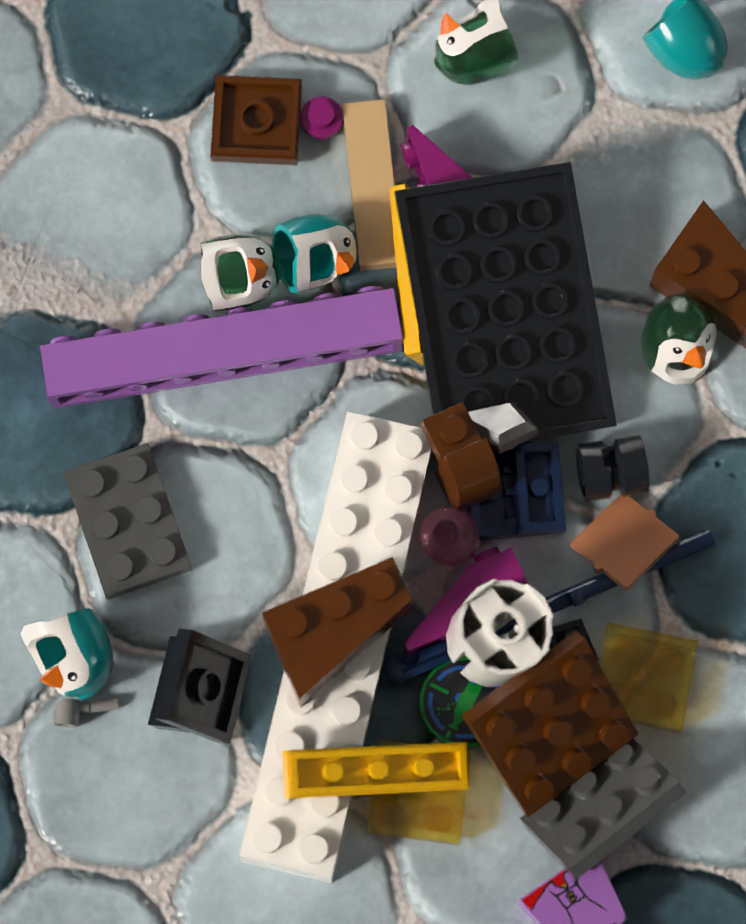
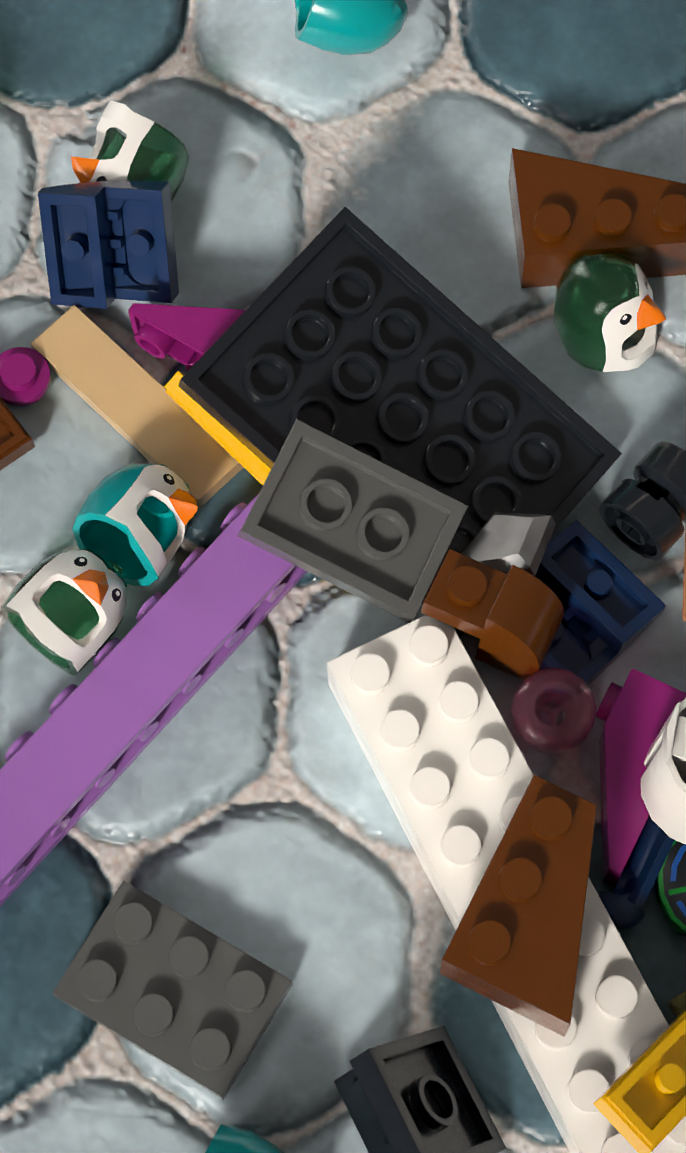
camera: 35 degrees left, 5 degrees down
(425, 344) = (353, 521): none -> dark grey plate
(429, 79) = (109, 242): none -> dark blue slope

